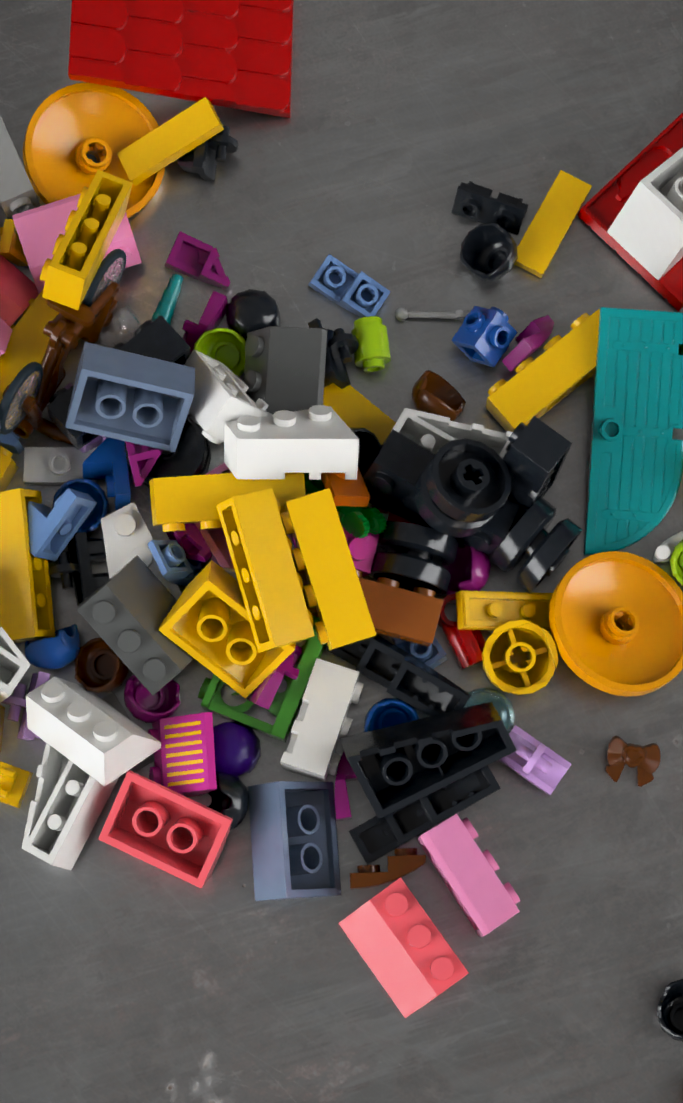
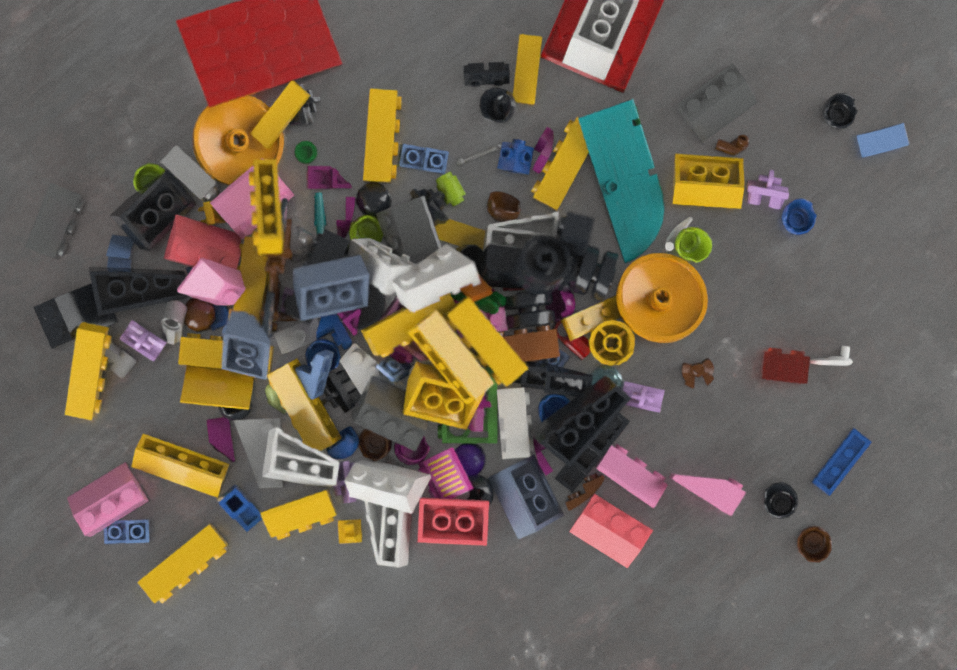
camera: 25 degrees left, 10 degrees up
(185, 214) = (305, 152): none -> green tile
(301, 229) = (381, 136): none -> yellow brick
(593, 955) = (718, 492): none -> bright pink slope

